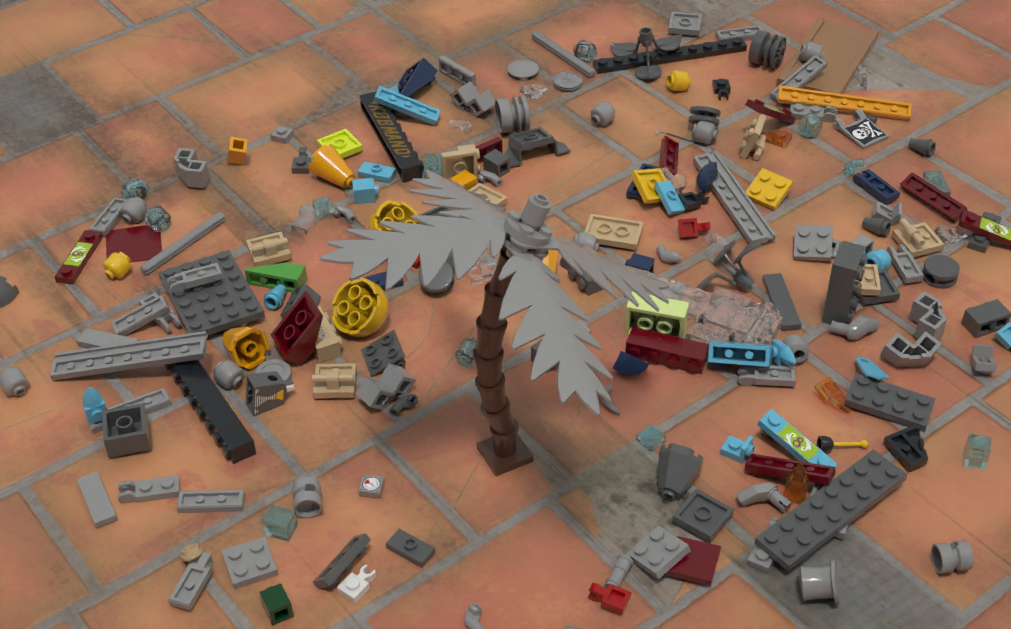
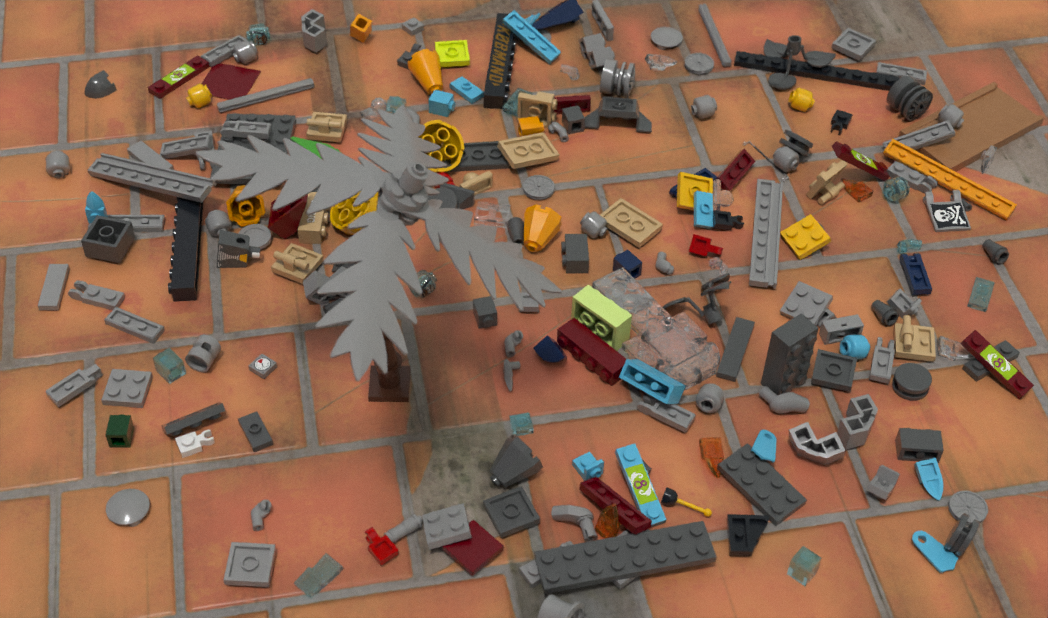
camera: 25 degrees right, 5 degrees up
(157, 218) = (257, 66): clear light blue head -> none
(191, 553) = (88, 360): tan plate -> none
(585, 51) = (734, 39): clear light blue head -> none
(706, 176) = (752, 203): dark blue brick -> none
(782, 354) = (690, 396): medium azure plate -> none
(870, 281) = (828, 361): tan plate -> none
(933, 197) = (963, 305): dark red plate -> none

